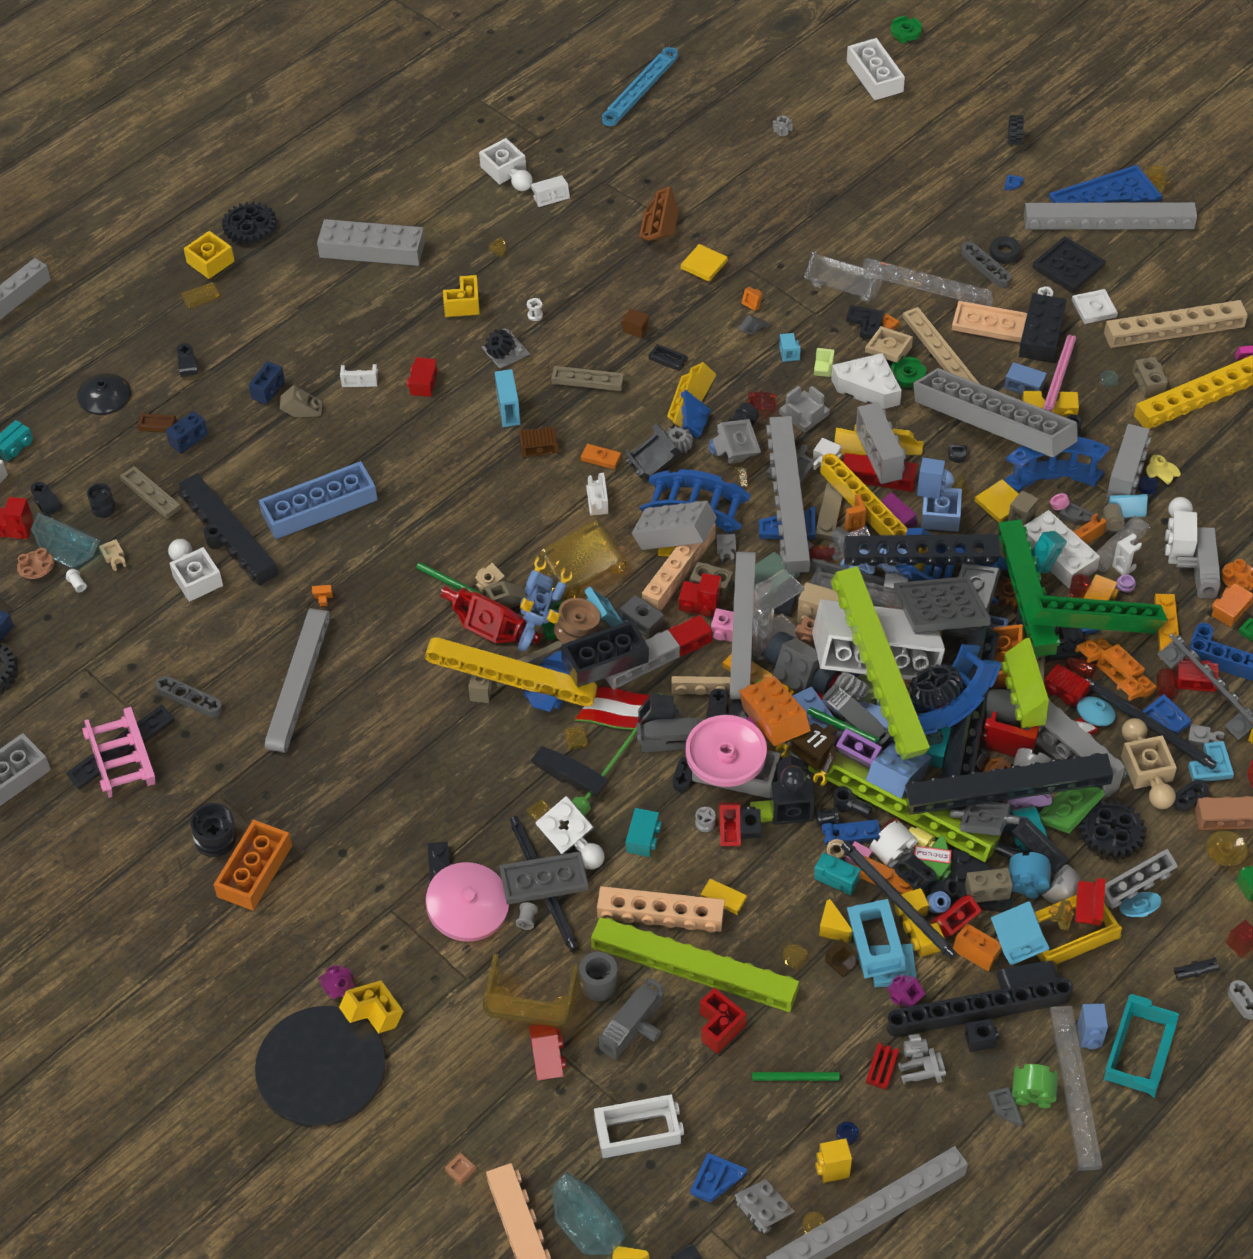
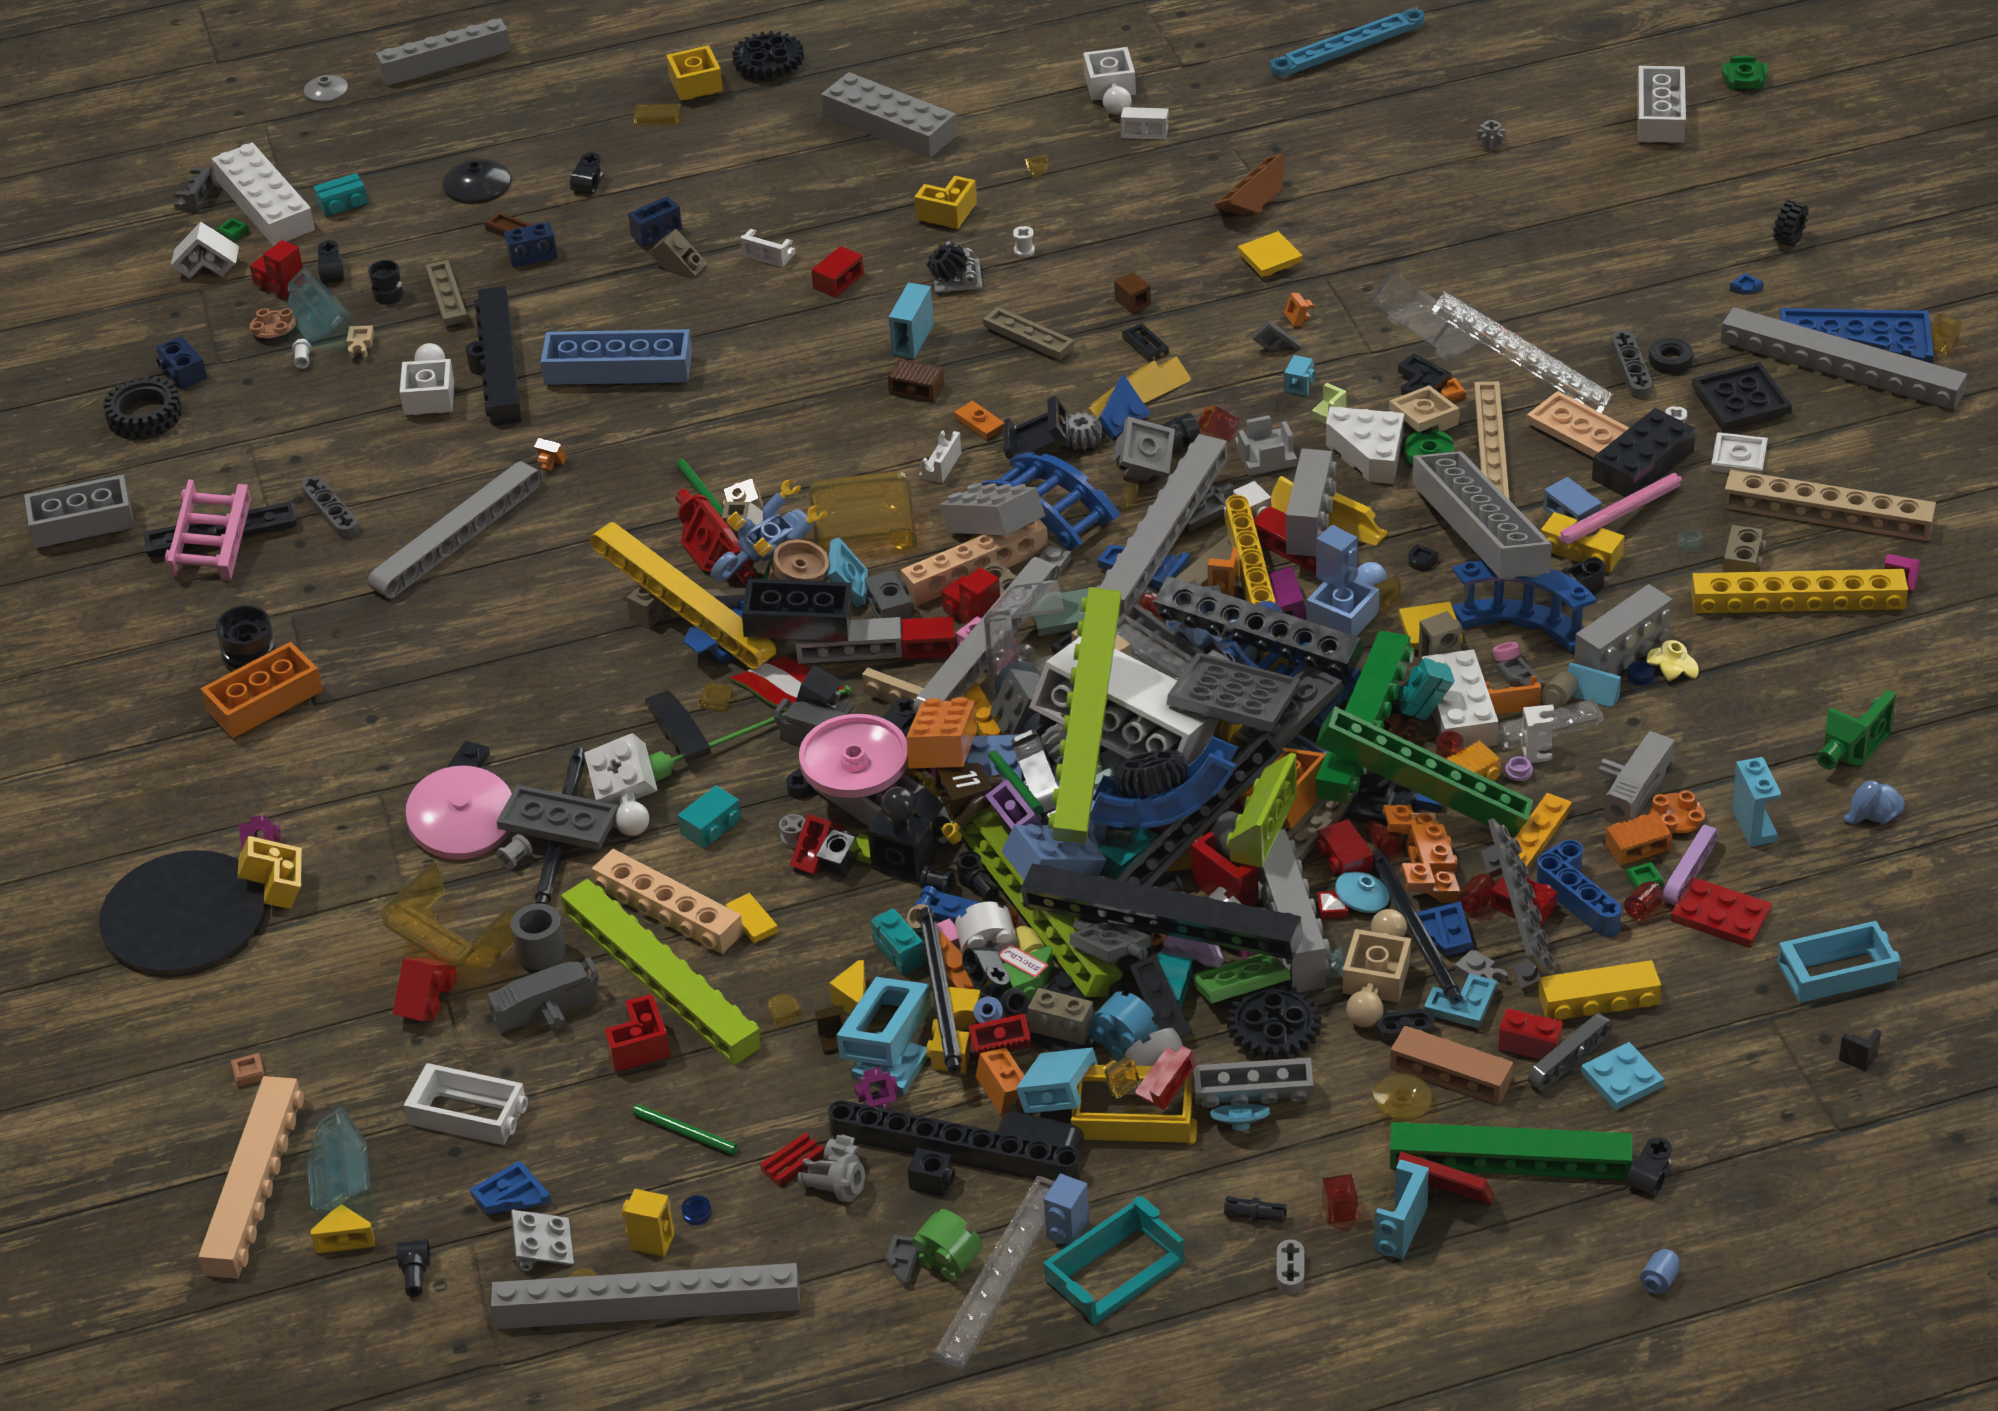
camera: 30 degrees right, 10 degrees down
(1182, 530) = (1630, 725): white brick -> none

